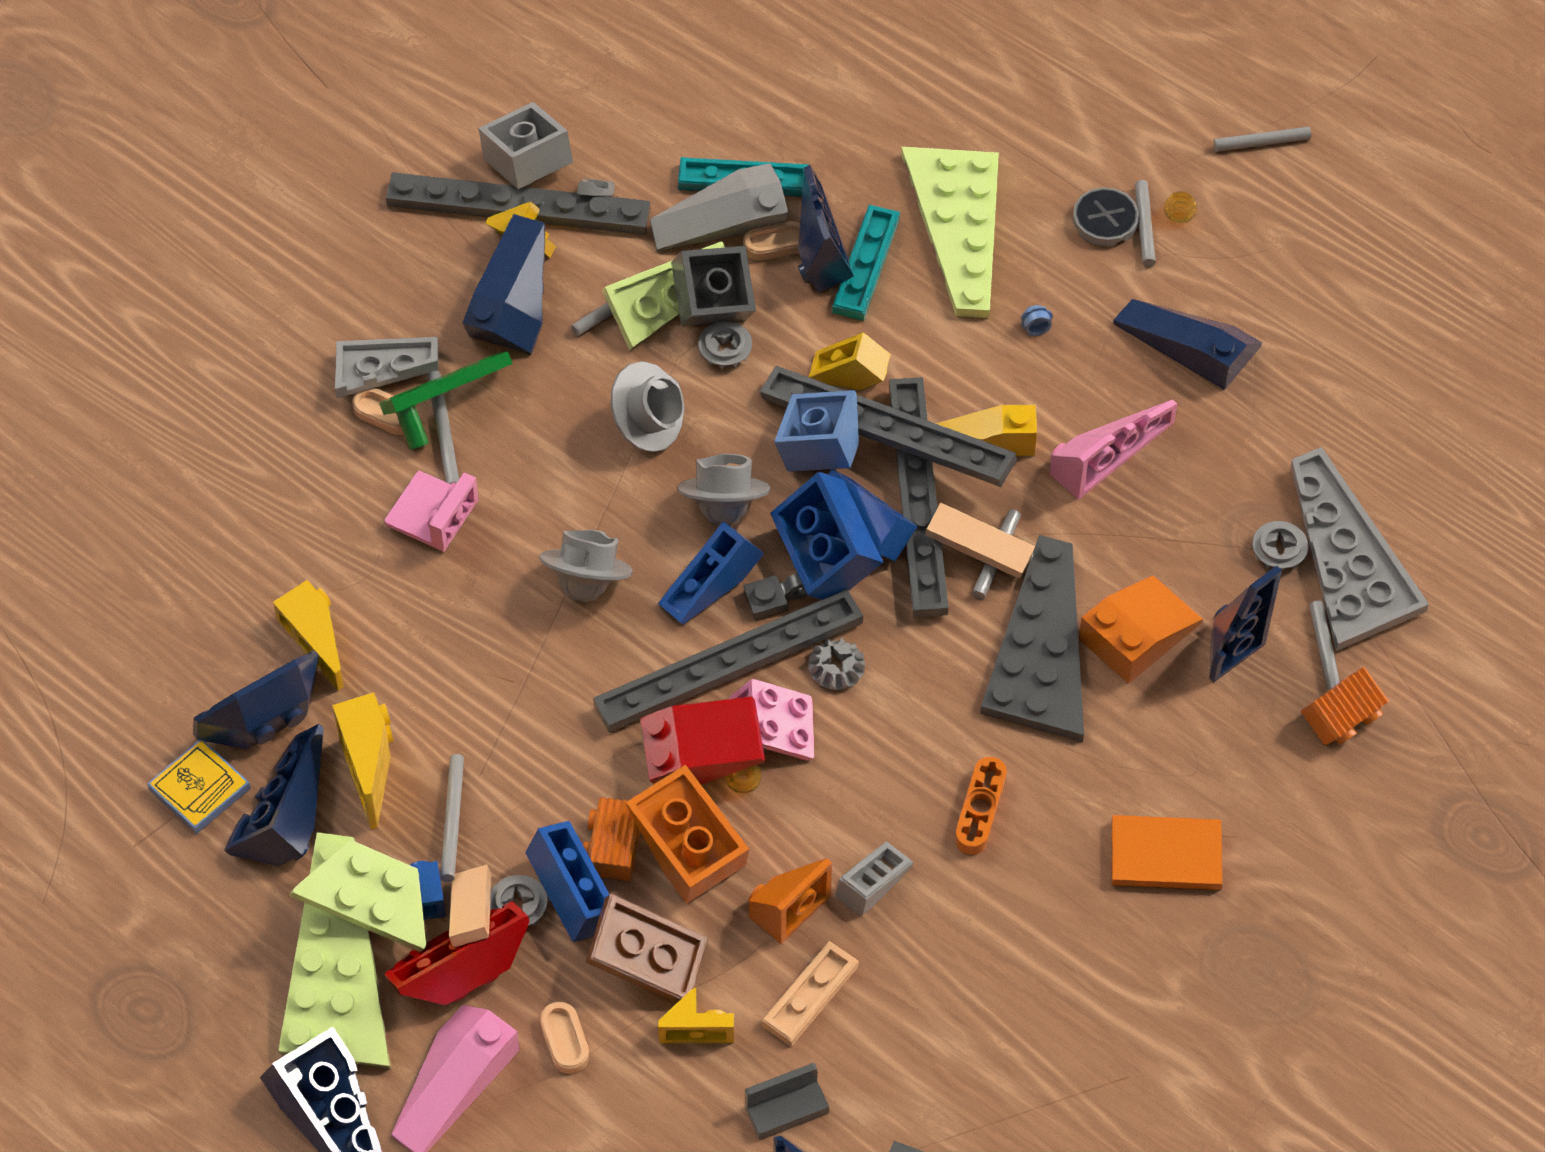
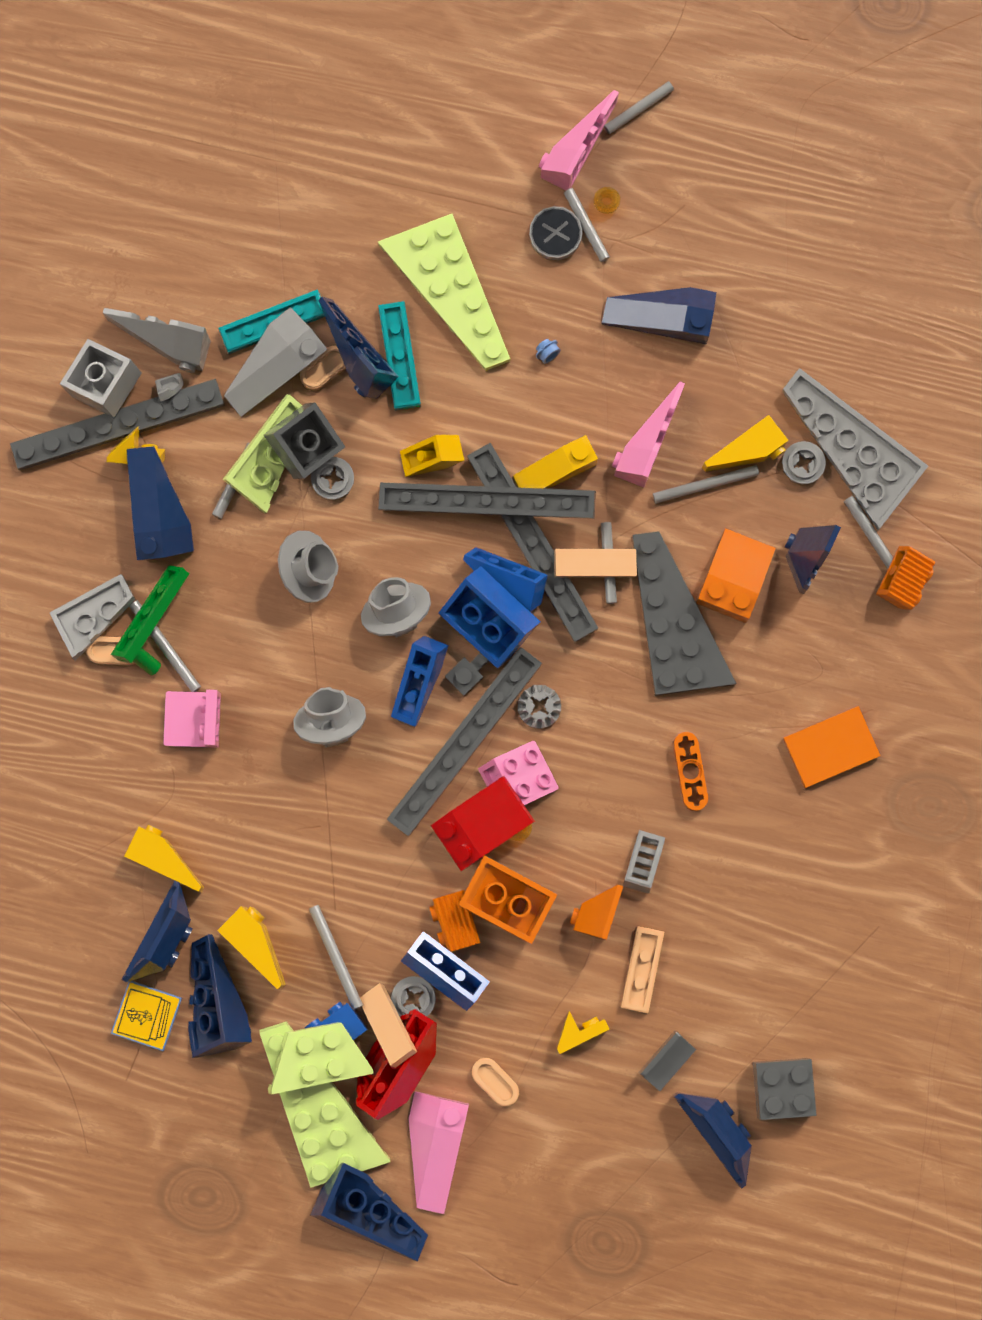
camera: 25 degrees left, 25 degrees up
(626, 142) = (177, 341): none -> light grey wedge
(646, 949) = (522, 998): tile -> none
(819, 431) = (440, 528): medium blue slope -> none
(1152, 522) = (705, 484): none -> light grey bar
(1171, 143) = (571, 152): none -> bright pink wedge
(1221, 502) = (753, 446): none -> yellow slope

